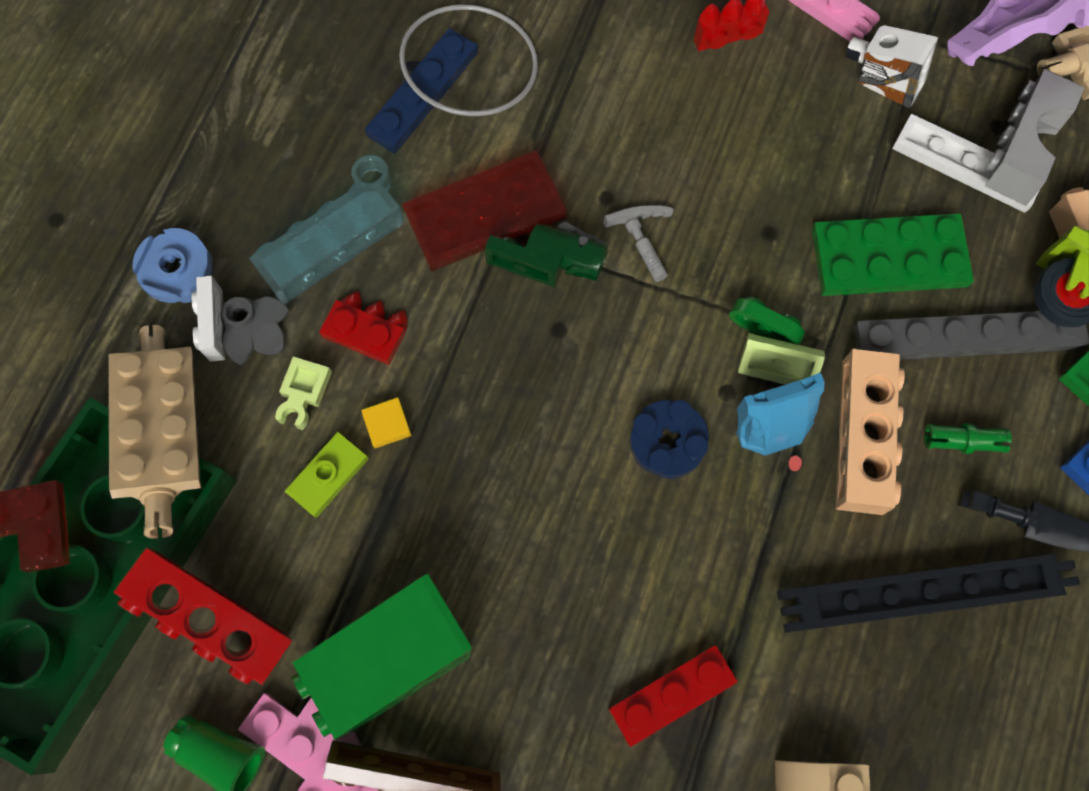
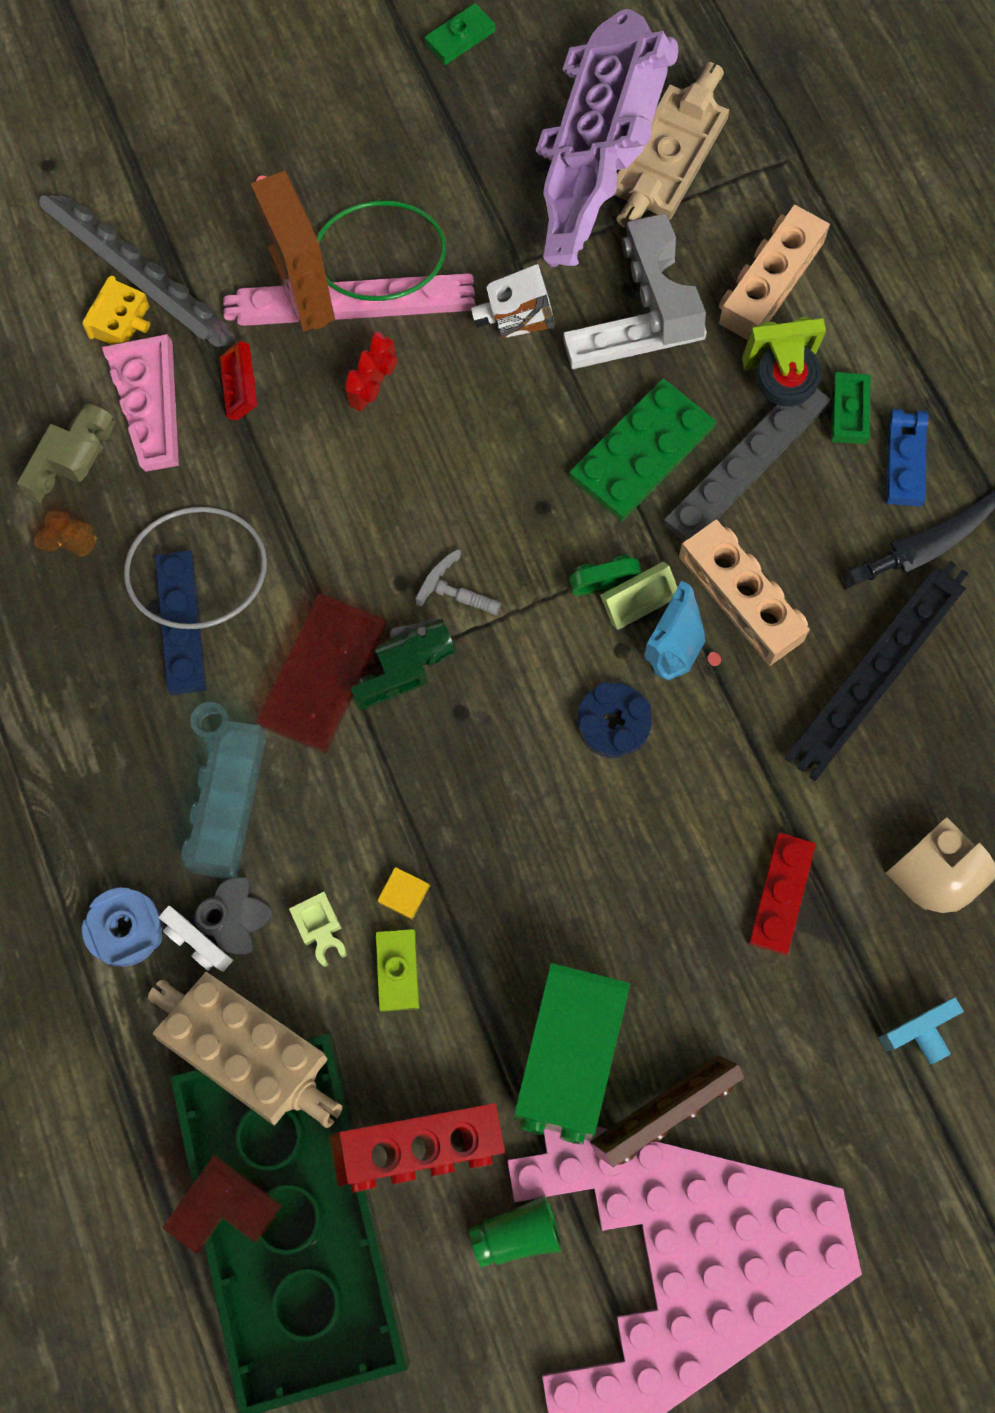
camera: 40 degrees left, 0 degrees up
(365, 330) = (318, 840): red plate -> none
(967, 438) = (810, 537): green pin -> none

